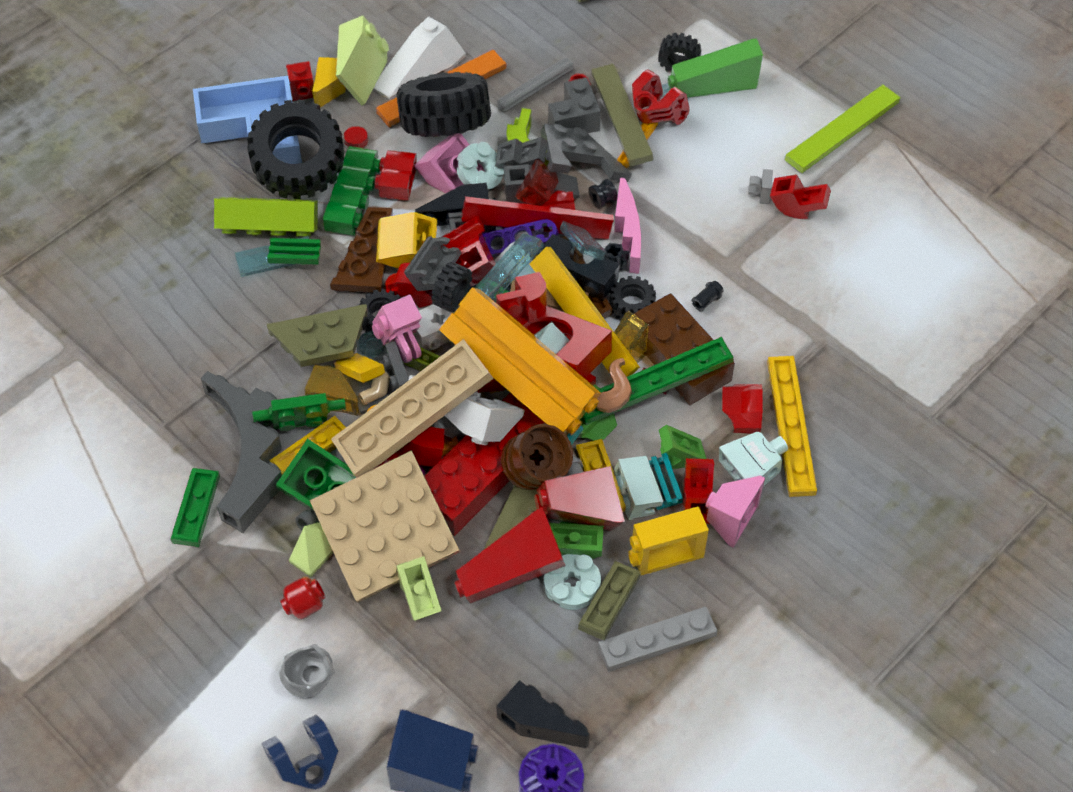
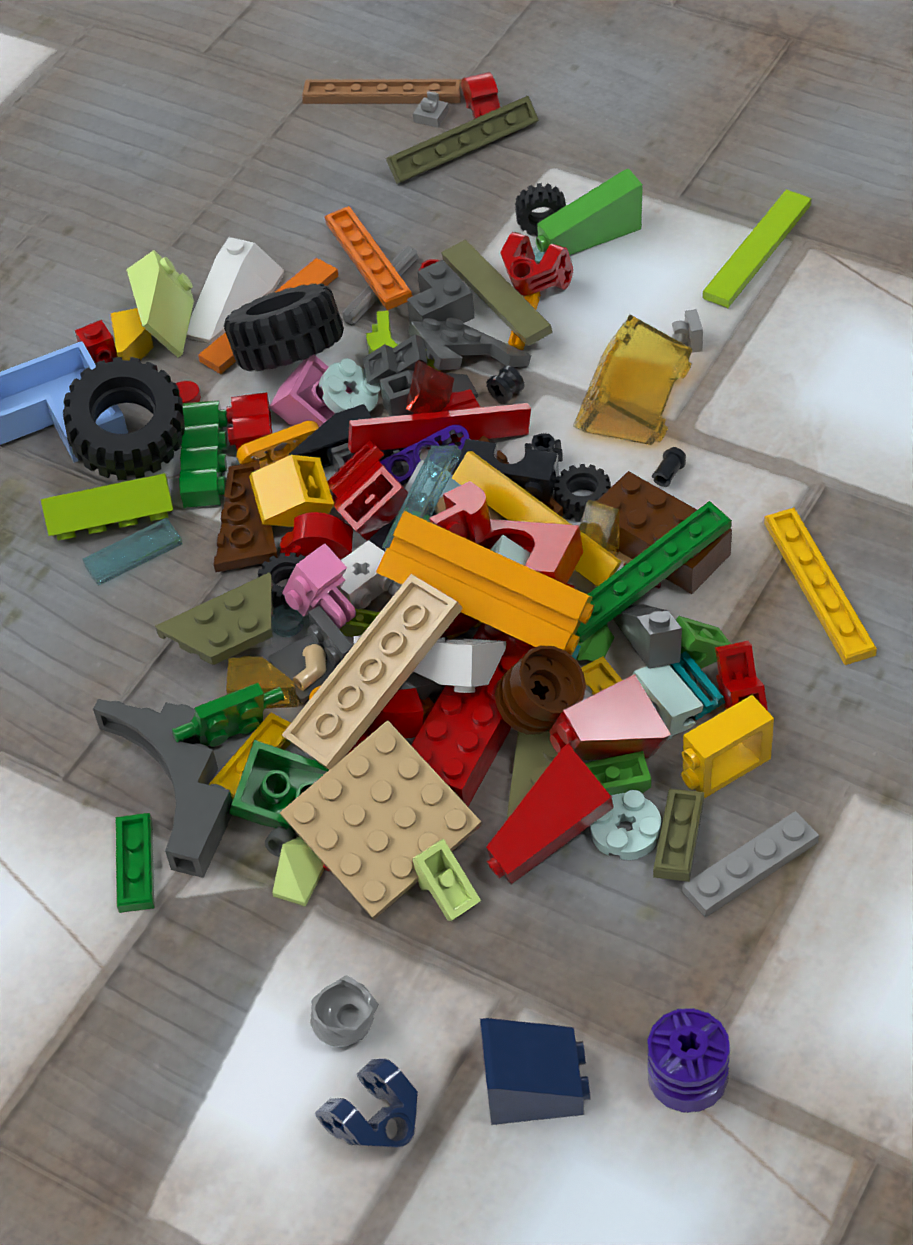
camera: 10 degrees left, 5 degrees down
(294, 248) = (156, 534): green tile -> none
(303, 597) = (306, 930): red head -> none
(360, 367) = (285, 647): yellow tile -> none
(403, 207) = (267, 443): none -> light orange beam
(429, 262) = (335, 506): dark grey hinge -> none
(451, 286) = (368, 526): black tyre -> none
(532, 60) = (368, 258): none -> orange tile
(536, 718) = (644, 991): black slope -> none
(582, 240) = (504, 438): clear light blue tile -> none
(619, 394) = (612, 594): nougat piece -> none
(628, 223) = (548, 409): bright pink slope -> none
(642, 432) = (652, 634): none -> dark grey slope
(702, 220) = (633, 384): none -> clear yellow windscreen
(734, 507) = (790, 687): bright pink slope -> none
(744, 407) = (759, 578): red slope -> none
(753, 457) = (790, 634): light aqua torso -> none
(795, 199) = (735, 337): red brick -> none

